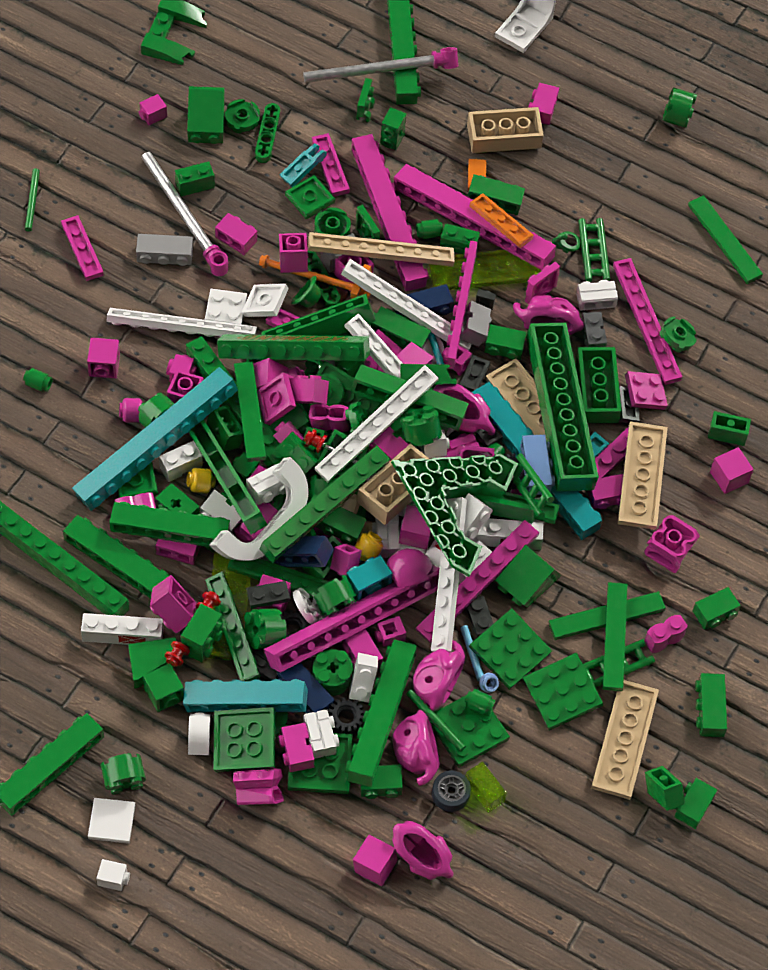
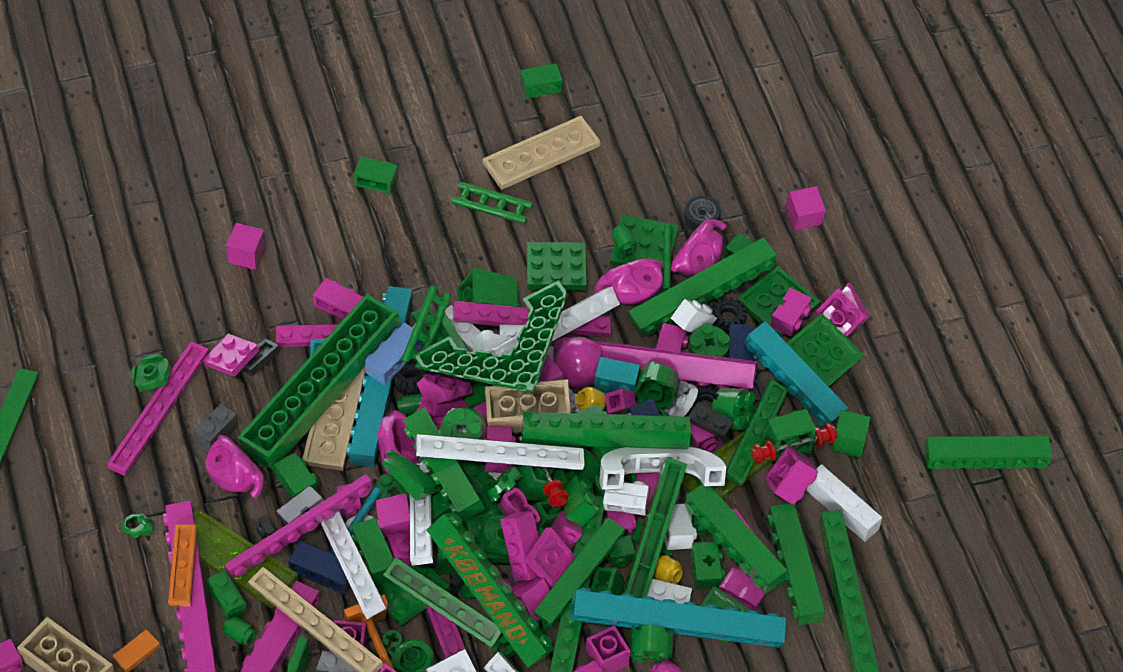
camera: 135 degrees left, 5 degrees down
(111, 820) = (971, 383): white tile -> none
(112, 875) = (1004, 344): white brick -> none
(123, 772) = (938, 396): green brick -> none
(148, 657) = (841, 462): green slope -> none
(199, 734) = (851, 382): white brick -> none
(321, 734) = (764, 306): white brick -> none
(394, 628) = (634, 337): dark pink brick -> none
(422, 850) = (767, 186): dark pink piece -> none
(473, 657) = (590, 281): medium azure bar -> none
(475, 373) = (347, 476): pearl dark grey plate -> none
(486, 787) = (676, 195): clear neon green brick -> none
(492, 686) = (597, 257): light blue plate -> none
(505, 195) = (146, 611): green brick -> none
(542, 282) = (209, 495): dark pink plate -> none
(562, 691) = (550, 211): green plate -> none
(596, 617) = (458, 235): green tile -> none
(597, 295) = (172, 458): white brick -> none
(599, 383) = (261, 382): green brick -> none
(601, 242) = (136, 500): green bar -> none
(615, 636) = (472, 211): green tile -> none
(642, 475) = (321, 285): tan plate -> none
(664, 788) = (556, 95): green brick -> none
(665, 633) = (433, 186): dark pink brick -> none
(671, 543) = (355, 232): dark pink piece -> none
(711, 705) = (456, 123): green brick -> none
(729, 428) = (208, 274): green brick -> none

